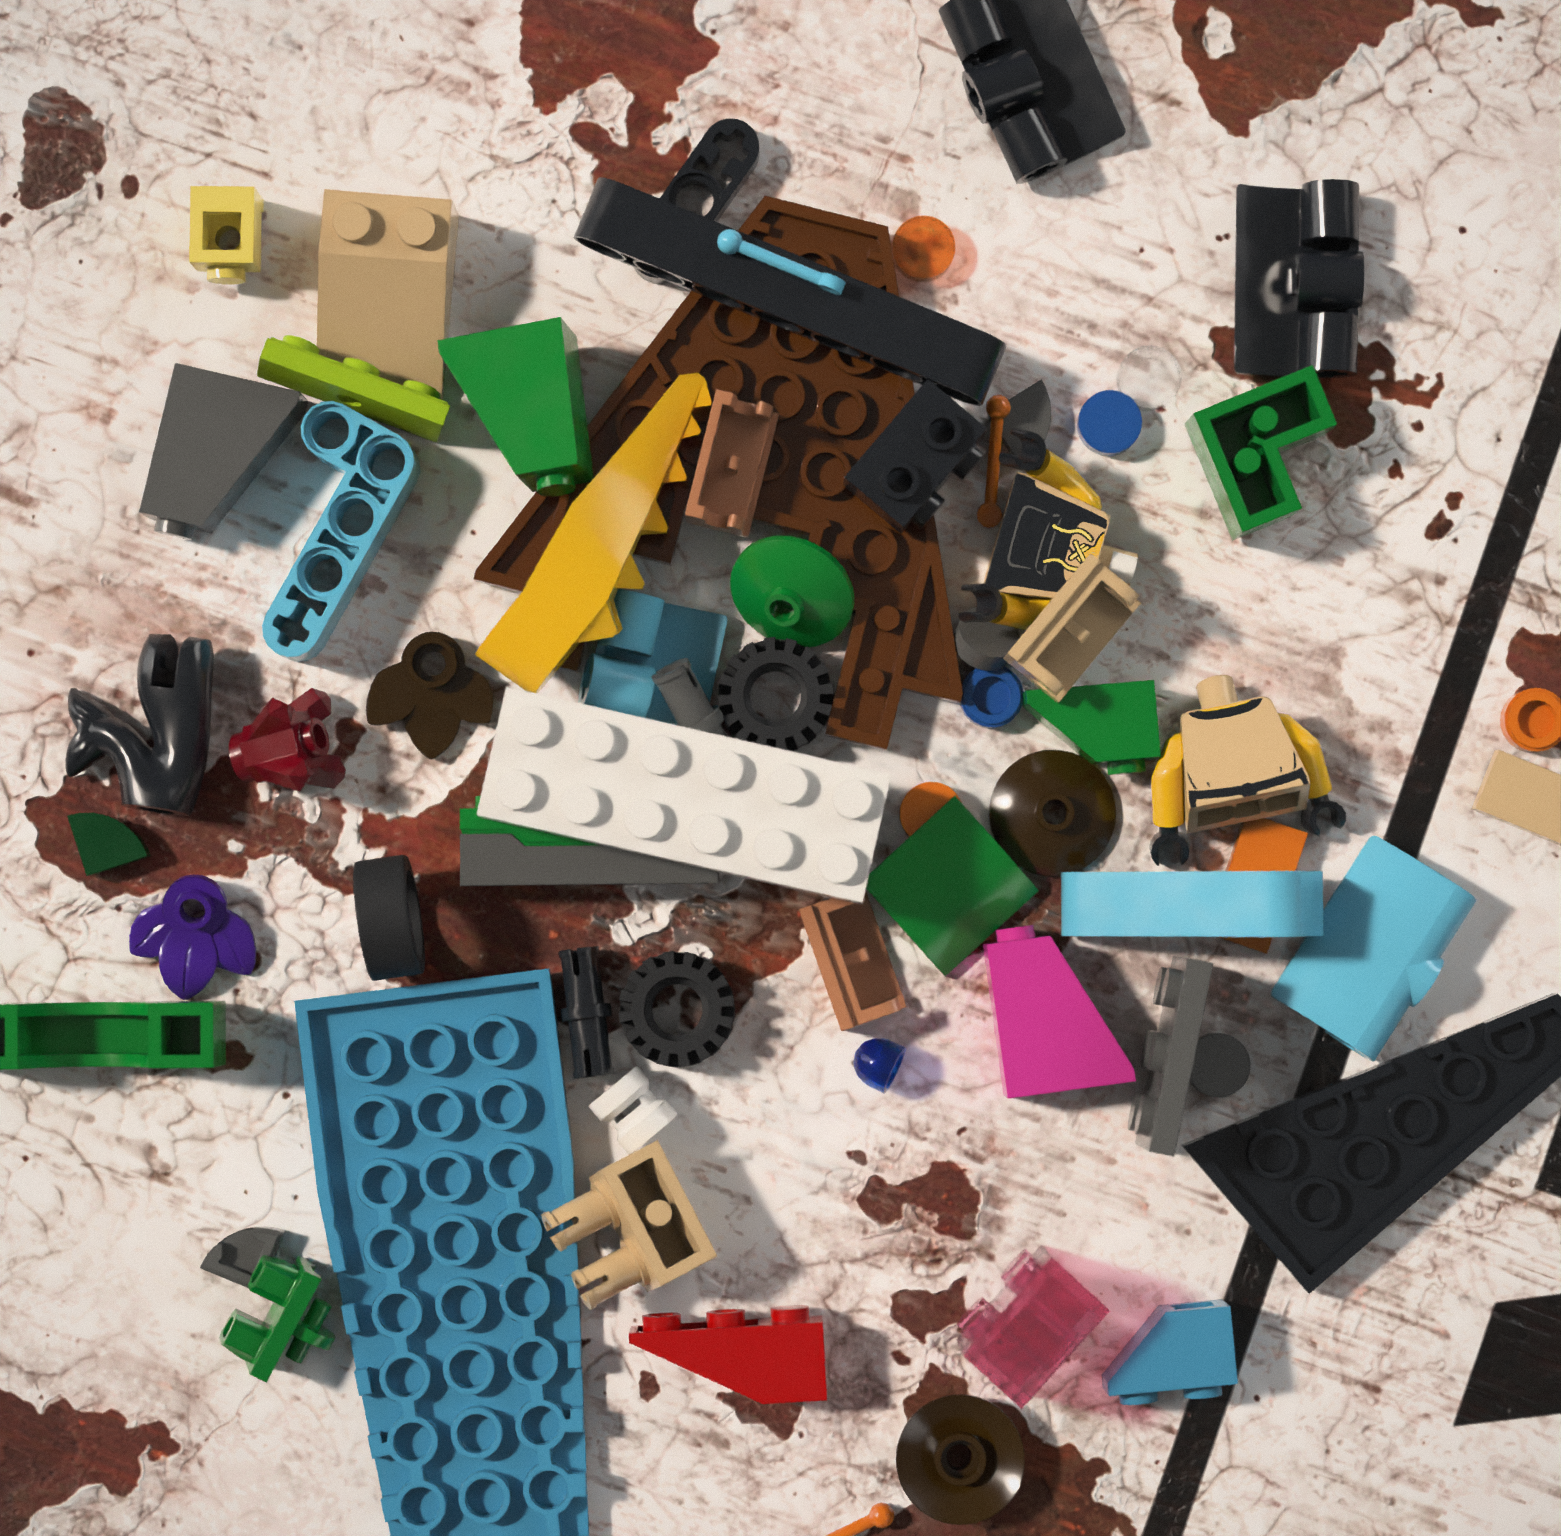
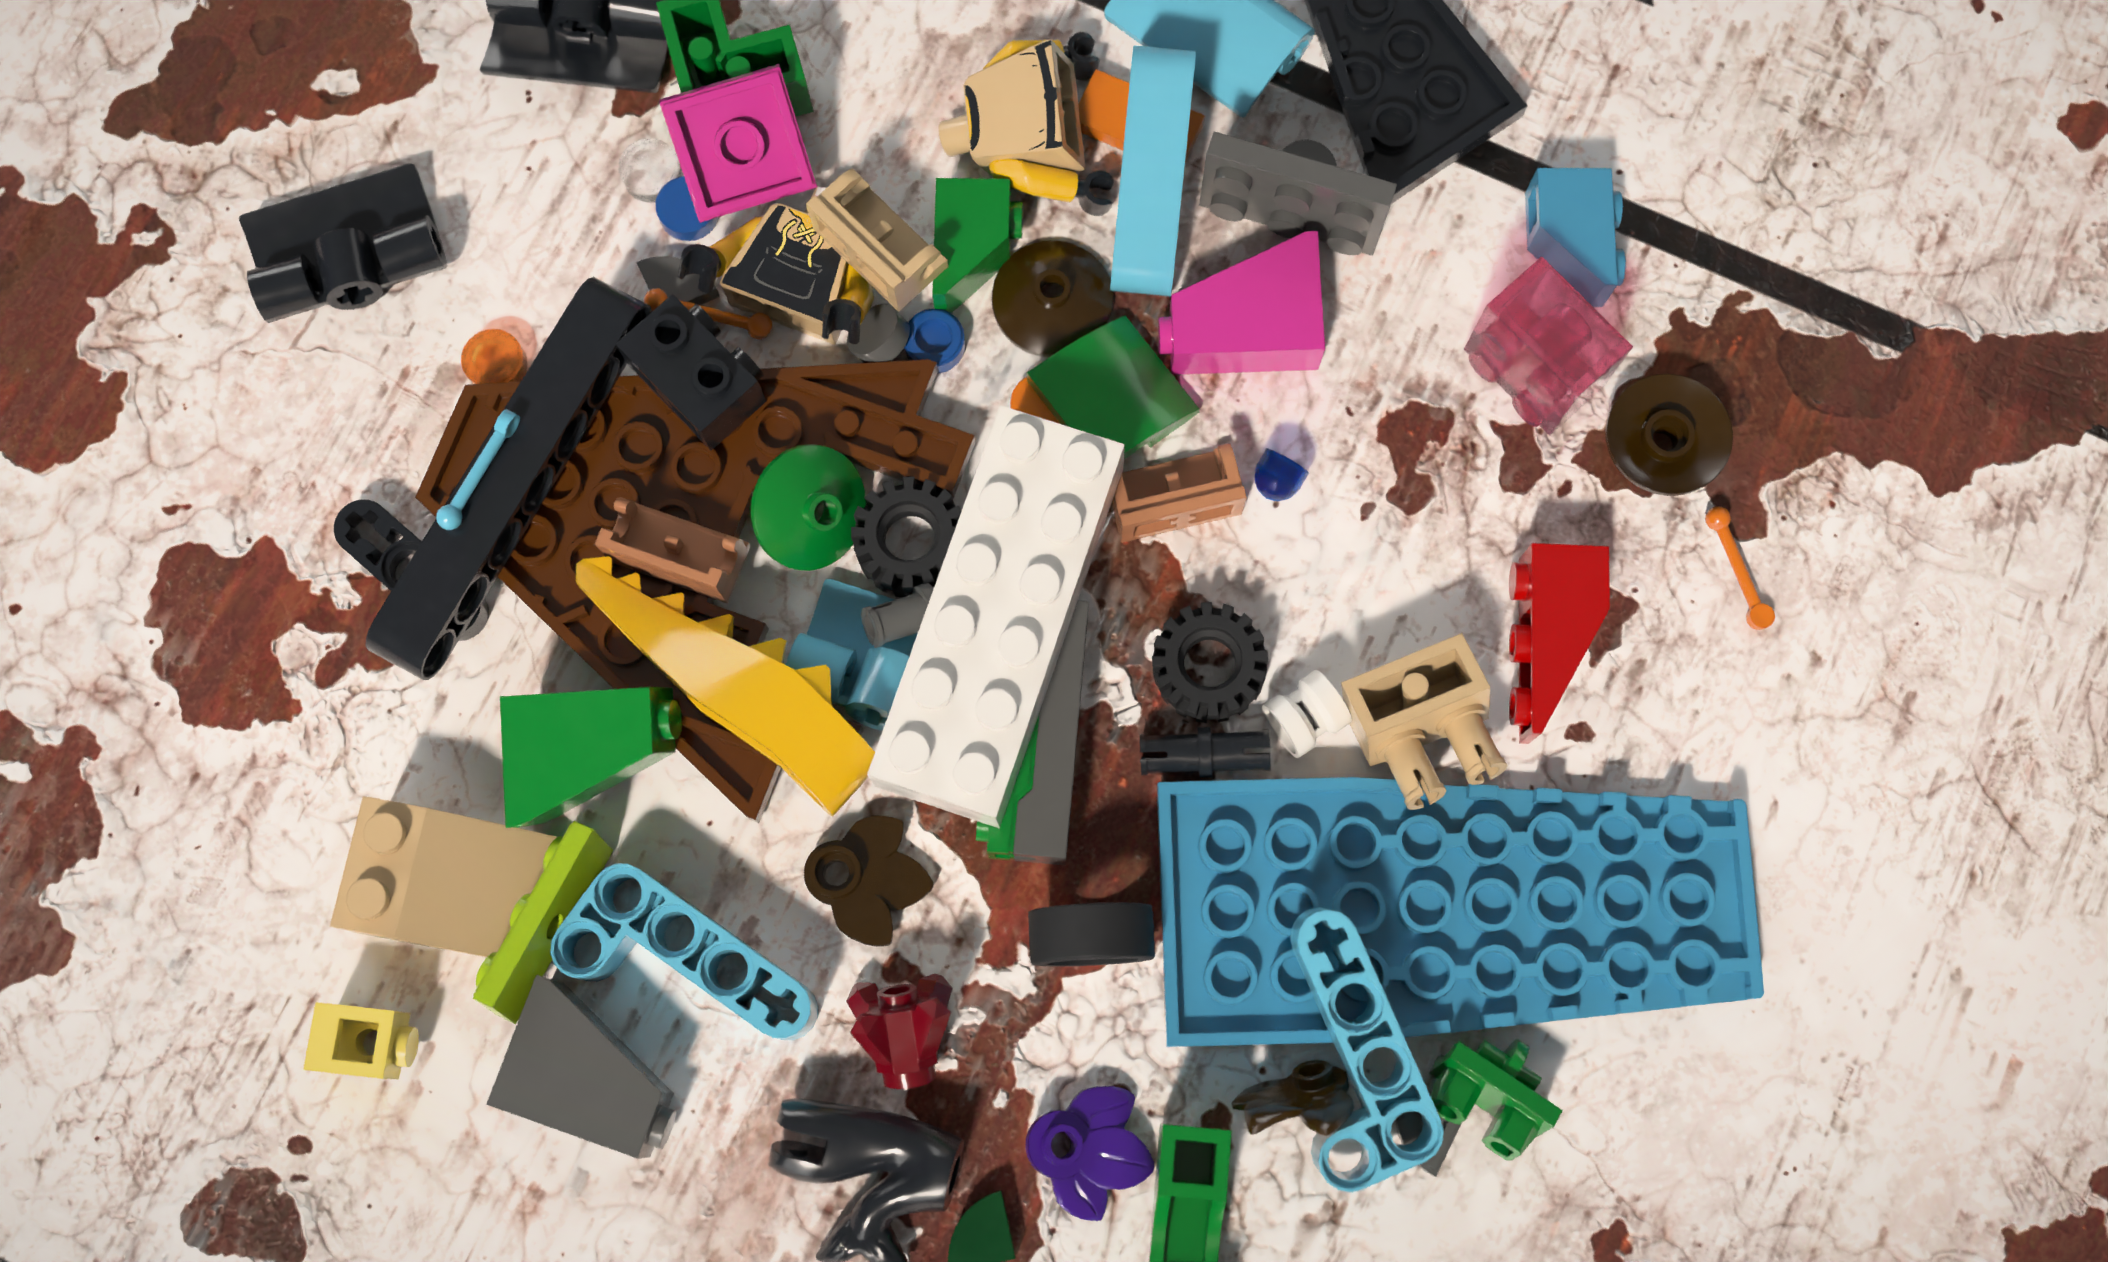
camera: 80 degrees left, 10 degrees down
(259, 1139) = (1312, 1092): none -> dark brown plate
(312, 1179) = (1354, 1040): none -> medium azure beam
(1168, 471) = (738, 143): none -> dark pink tile

